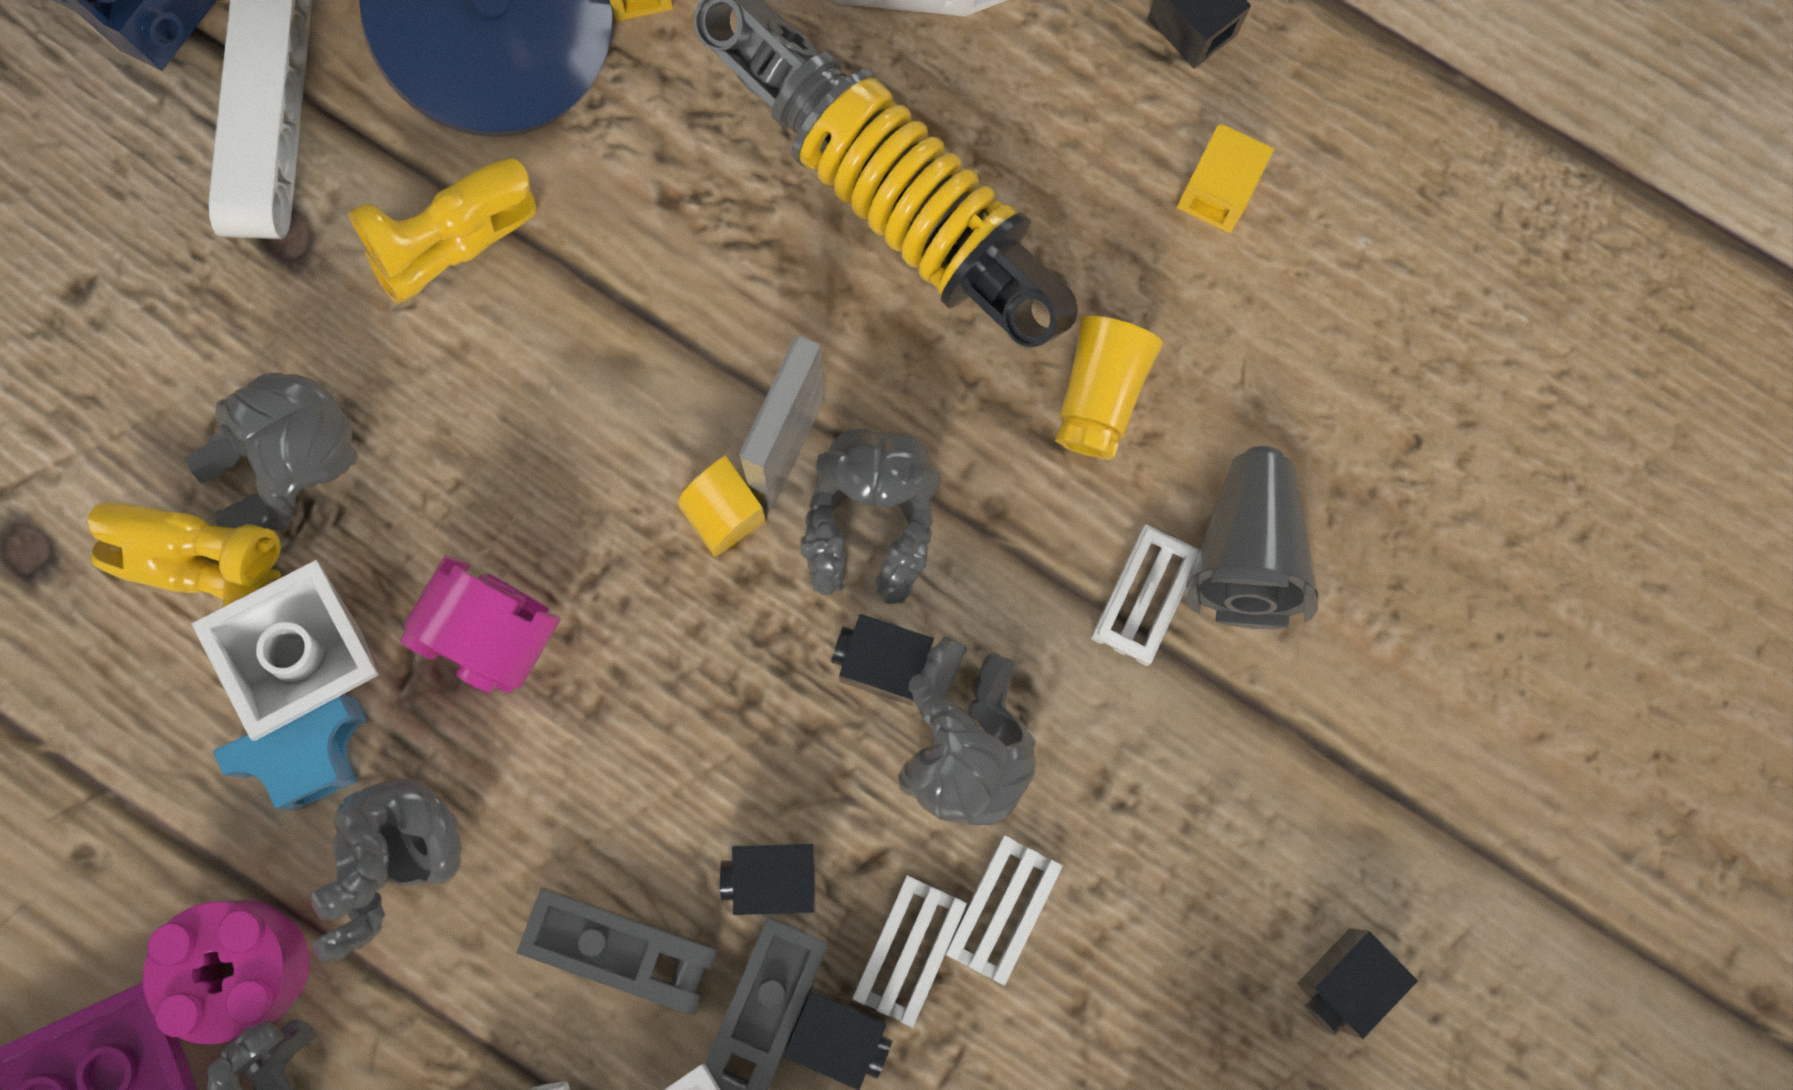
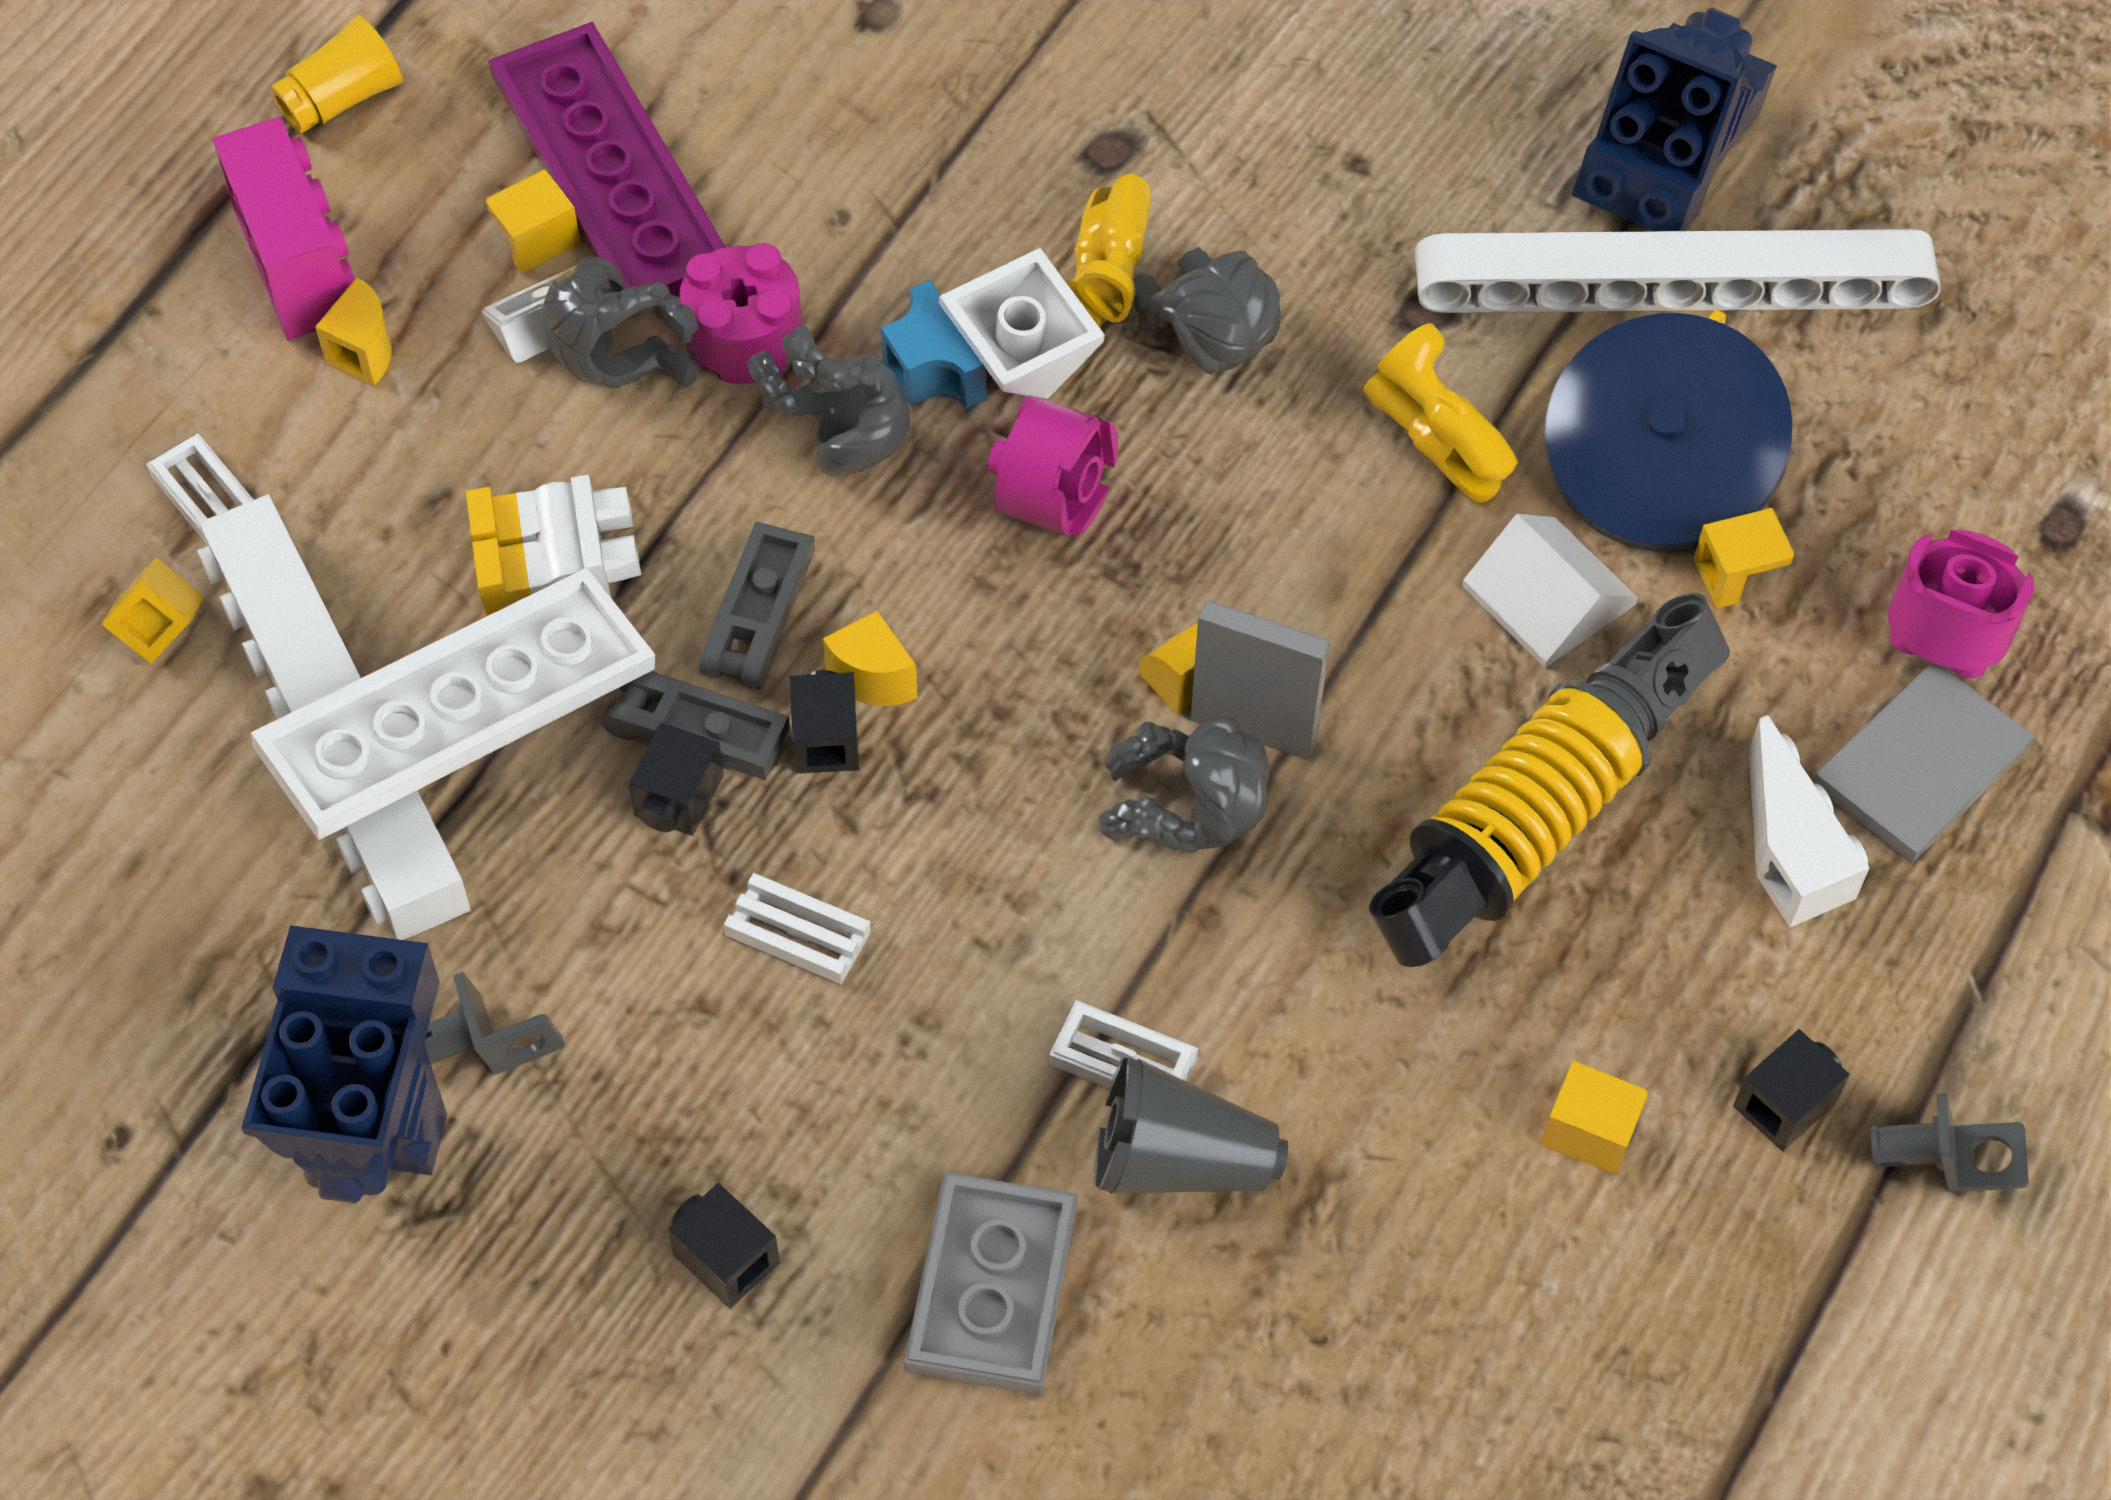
camera: 95 degrees right, 20 degrees down
(649, 154) = (1546, 587): none -> white slope
(702, 828) = (879, 662): none -> yellow brick
(881, 657) = (1039, 807): black brick -> none
(886, 1003) = (764, 826): white tile -> none
(968, 772) = (924, 854): dark grey hair -> none
(1105, 384) = (1341, 997): yellow plant -> none
(1374, 727) = (991, 1283): none -> light grey tile

